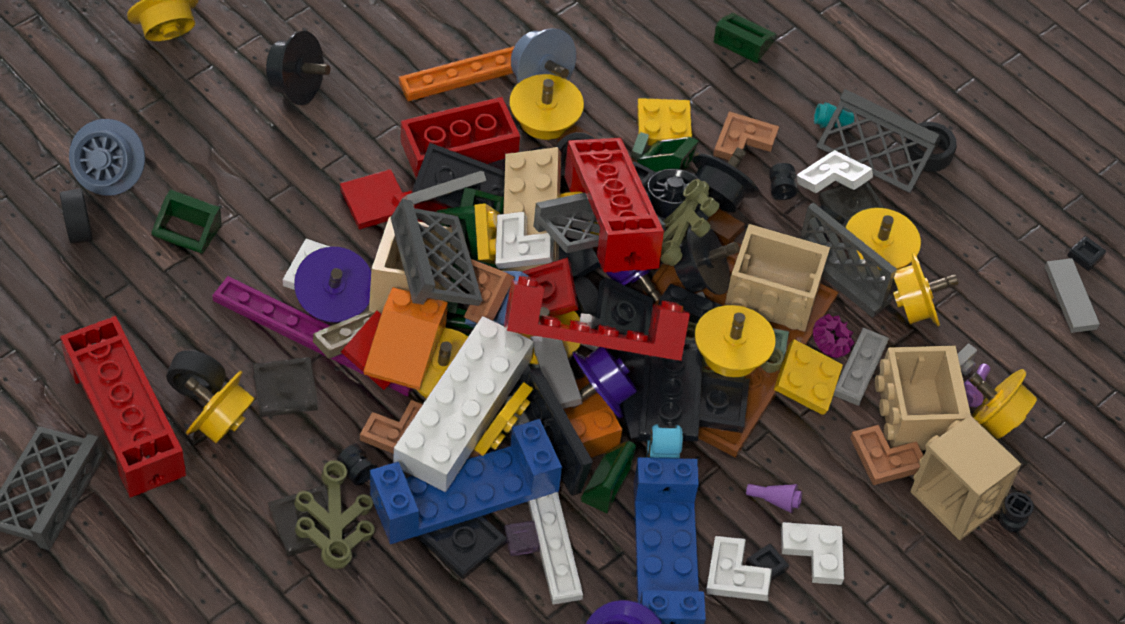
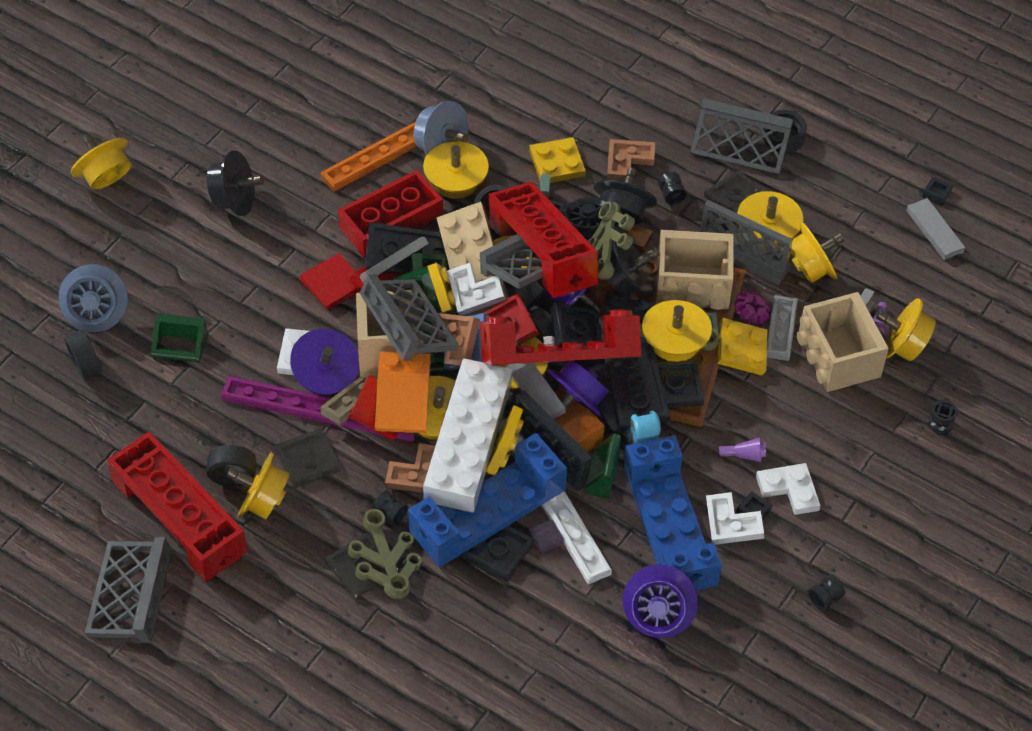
camera: 10 degrees left, 0 degrees up
(675, 152) = (576, 184): dark green tile -> none
(741, 40) = (601, 73): dark green tile -> none
(824, 113) = (689, 123): teal cone -> none
(834, 168) = (712, 167): white plate -> none
(880, 460) = (825, 402): nougat plate -> none
(964, 476) = (895, 397): tan container -> none

